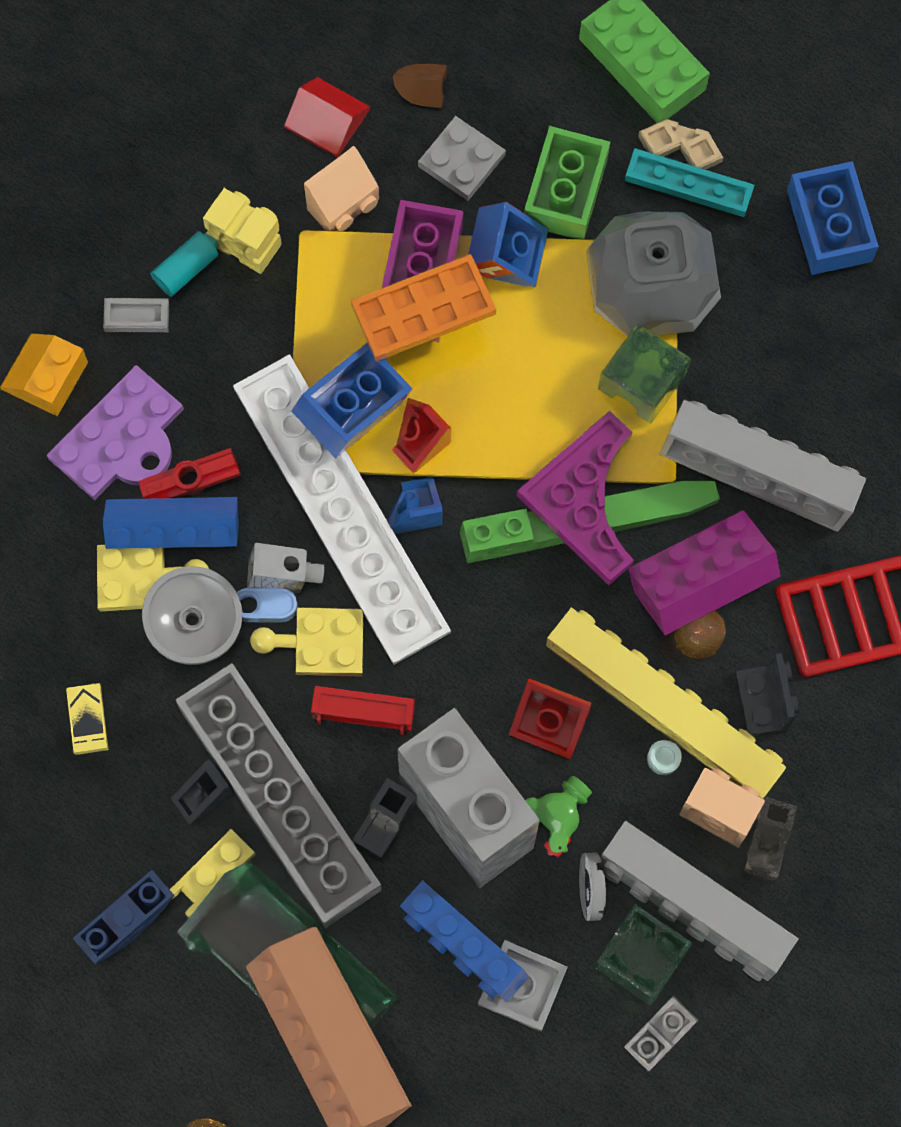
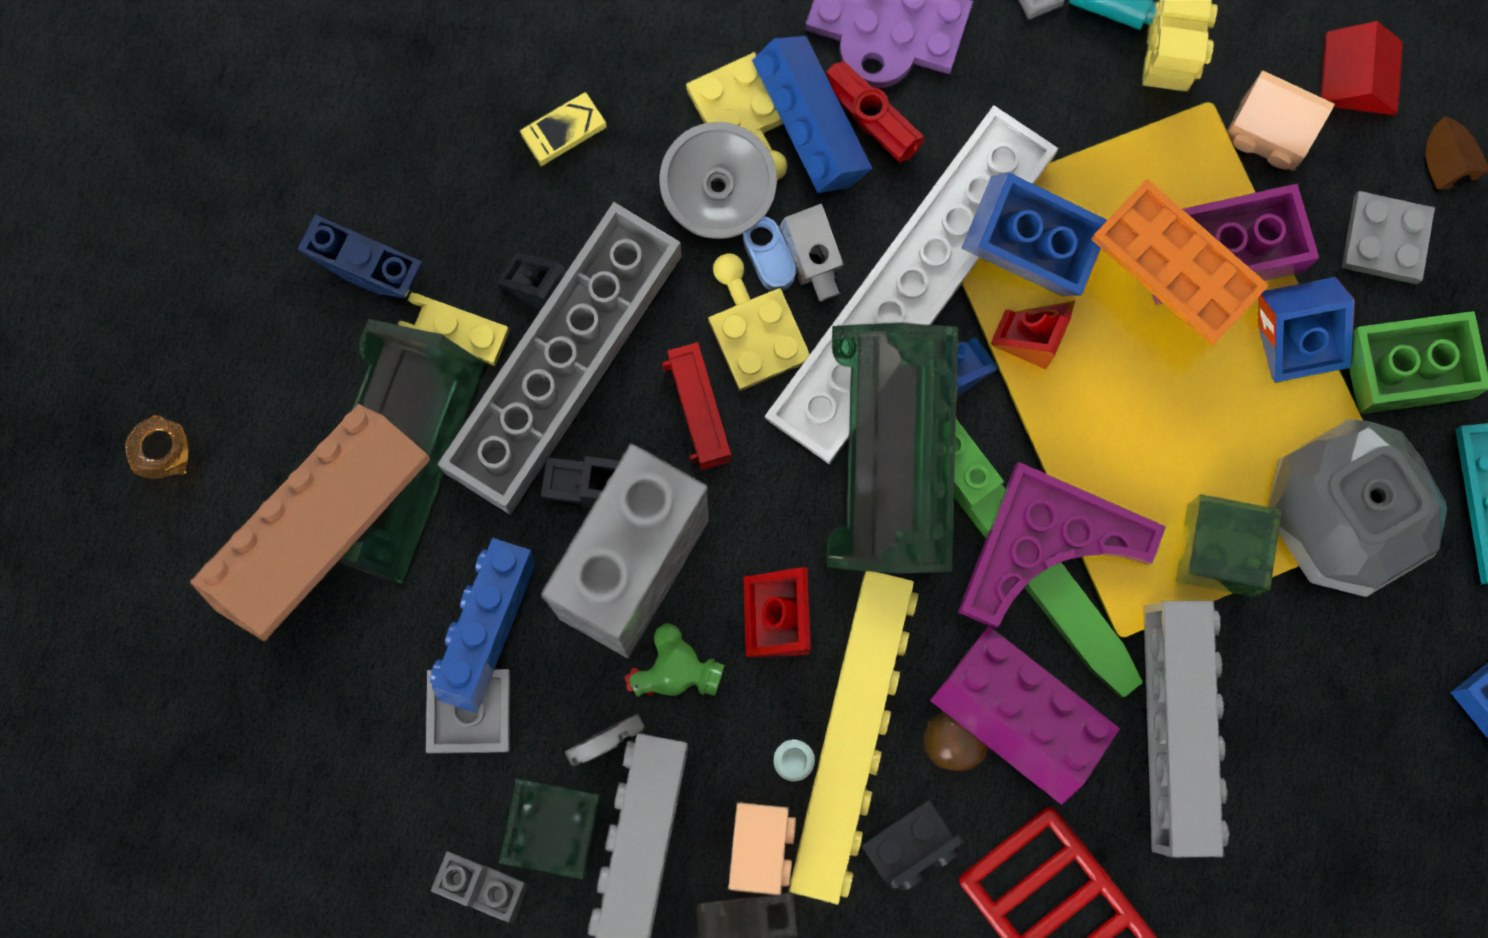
camera: 65 degrees right, 5 degrees up
(468, 573) = (898, 447): none -> windscreen

